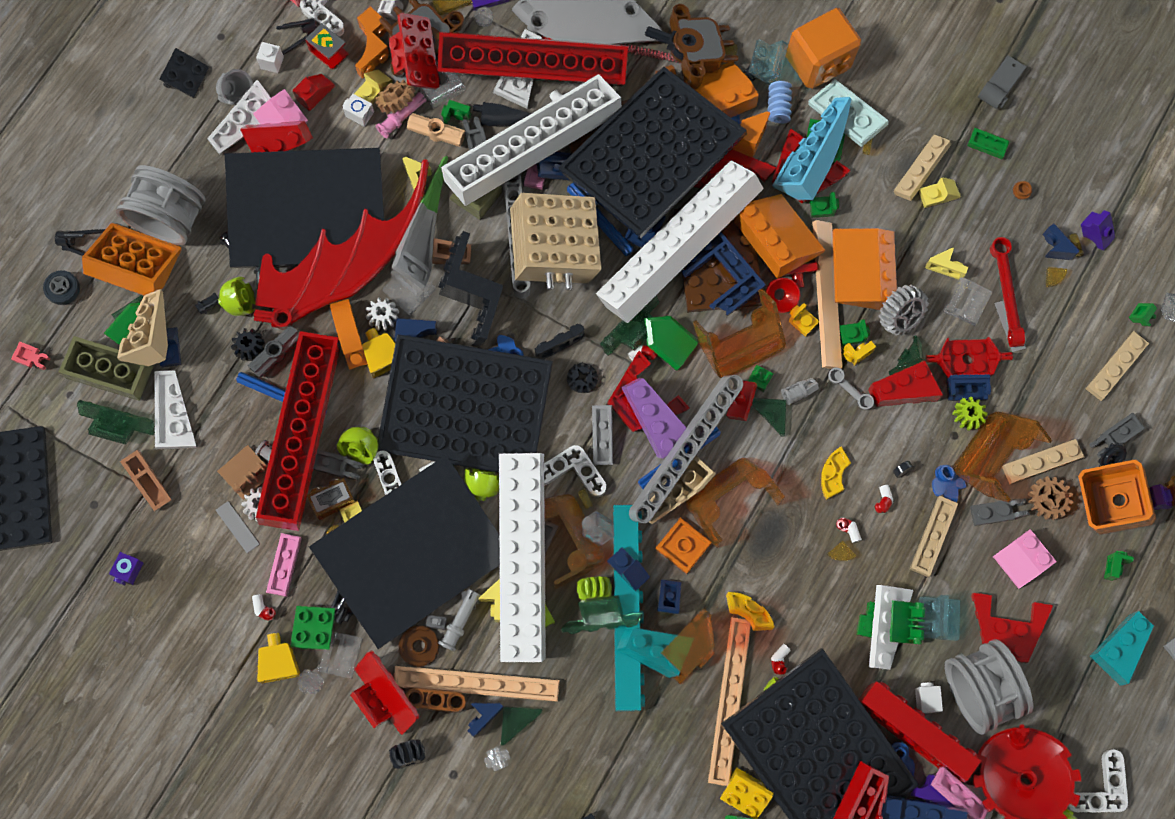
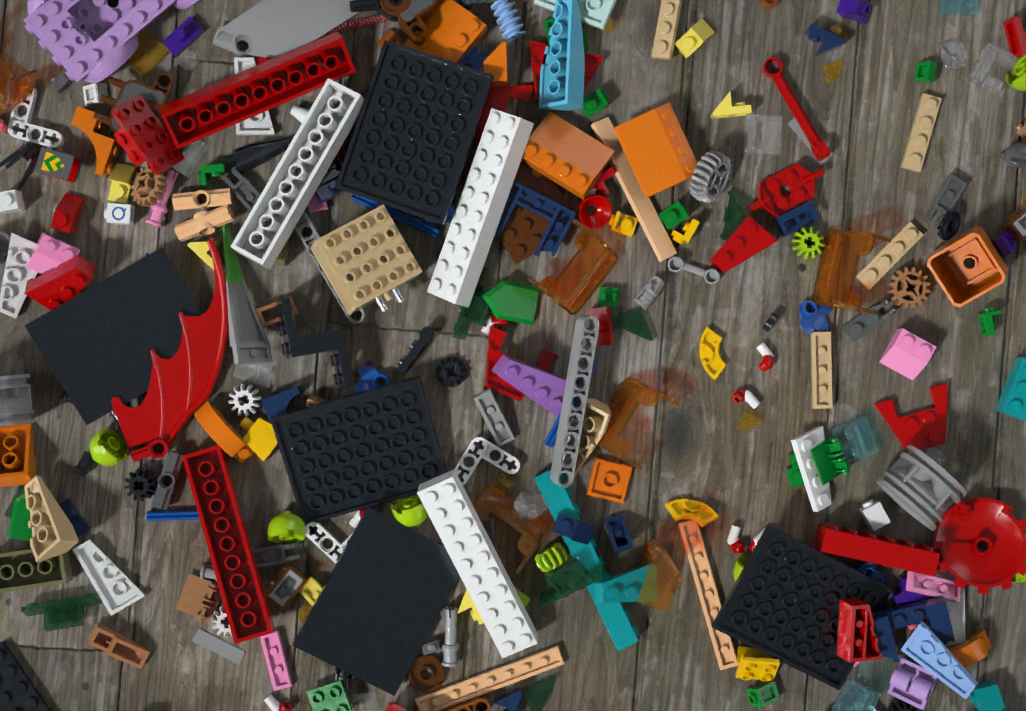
camera: 30 degrees left, 15 degrees up
(427, 149) = (204, 223): none -> light nougat piece

